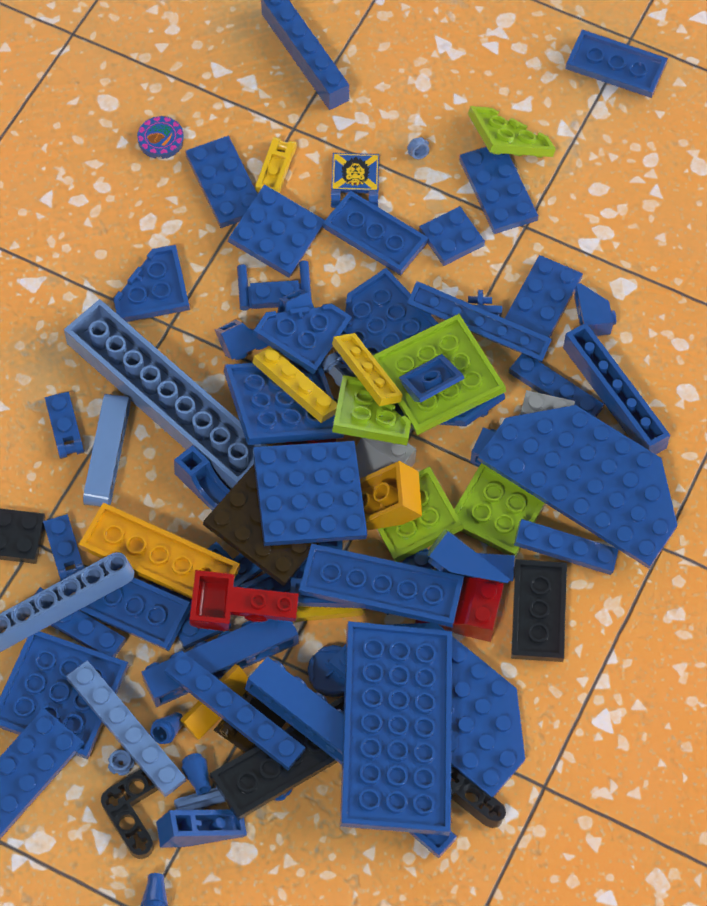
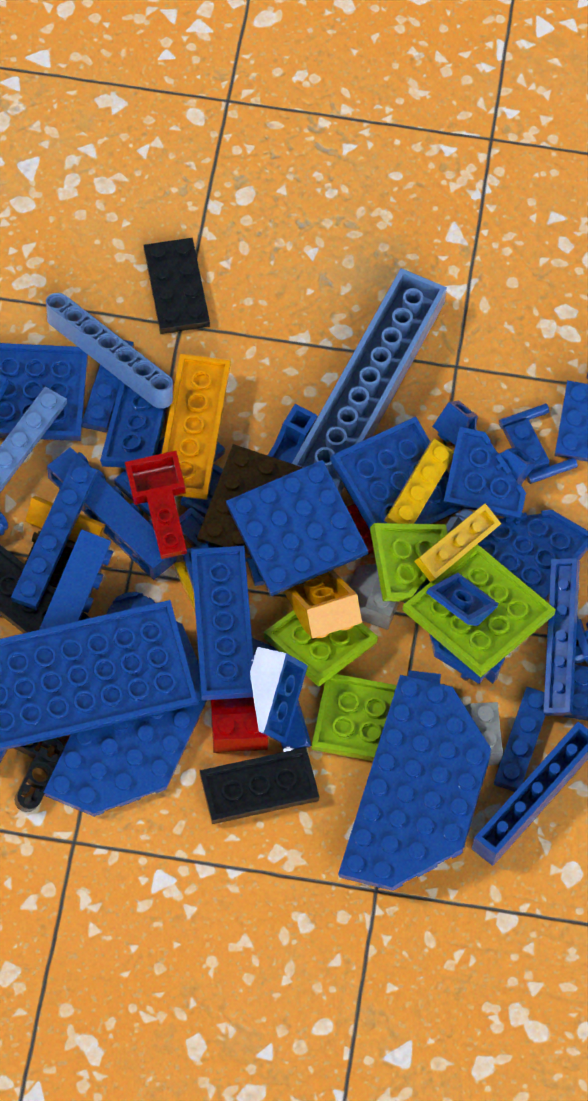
camera: 70 degrees right, 0 degrees up
(63, 545) = (193, 342): blue plate -> none
(64, 424) = (310, 309): blue plate -> none
(106, 450) = (293, 351): medium blue beam -> none
(154, 287) = (489, 337): blue plate -> none
(166, 728) = (23, 487): blue cone -> none
(566, 547) = (337, 791): blue plate -> none

